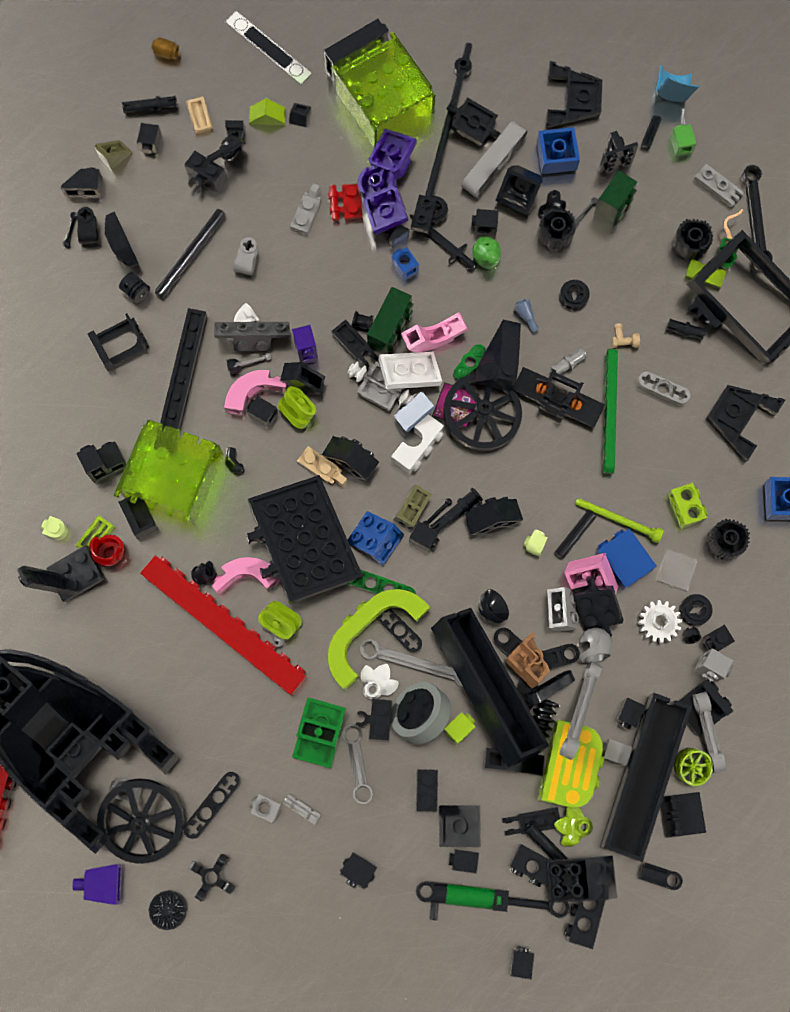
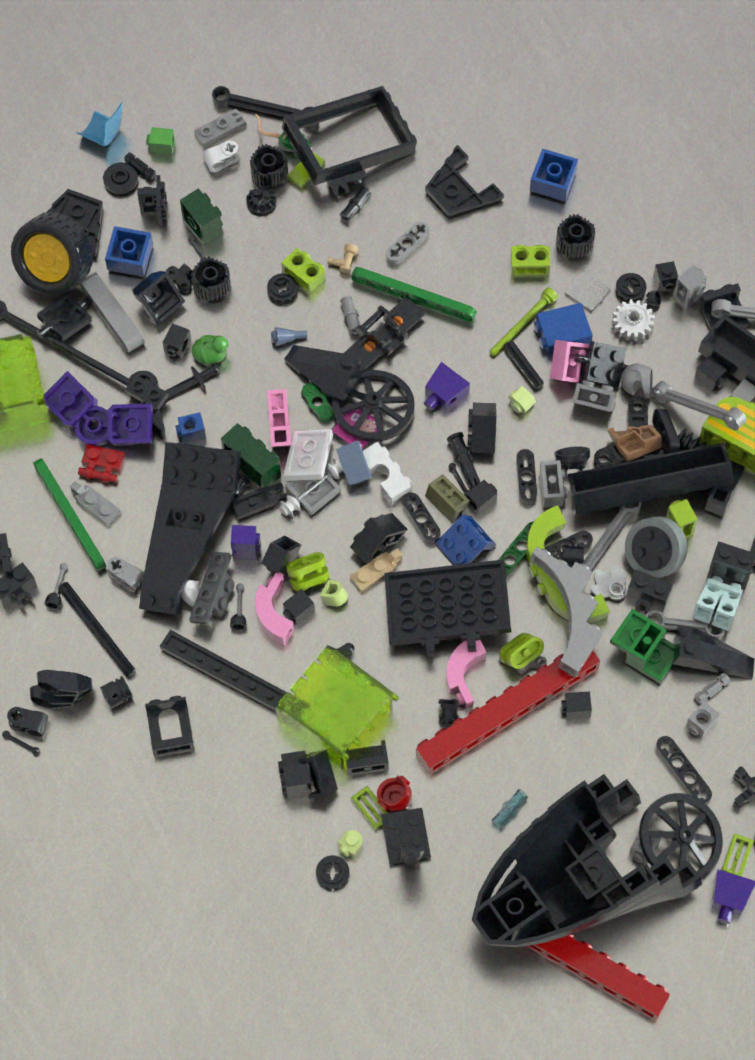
camera: 70 degrees left, 10 degrees down
(18, 518) = (325, 865): none -> black gear
(105, 480) = (321, 773): none -> black panel
(127, 656) = (509, 808): none -> clear light blue pin
(160, 880) = (742, 839): none -> lime tile
(205, 208) = (53, 599): none -> black hinge
(244, 687) = (577, 705): none -> black brick
(284, 437) = (333, 594): none -> yellowish green plate
(288, 192) = (69, 514): none -> green beam
(304, 670) = (580, 606): none -> light grey arch
(323, 288) = (193, 484): none -> black wing
(334, 794) = (707, 653): none -> black wedge
(389, 638) = (572, 554): none -> black brick
(394, 789) = (718, 595): none -> light aqua hips
(399, 483) = (421, 509): none -> black beam
(457, 596) = (552, 483): none -> light grey brick
(472, 561) = (529, 469): none -> black beam
(523, 469) = (445, 388): none -> dark purple torso
(524, 84) = (51, 254): none -> black wheel
(594, 304) = (301, 272): none -> lime brick
(632, 120) = (120, 178): none -> black wheel
(653, 251) = (266, 205): none -> black gear
(688, 195) = (221, 157): none -> white piece

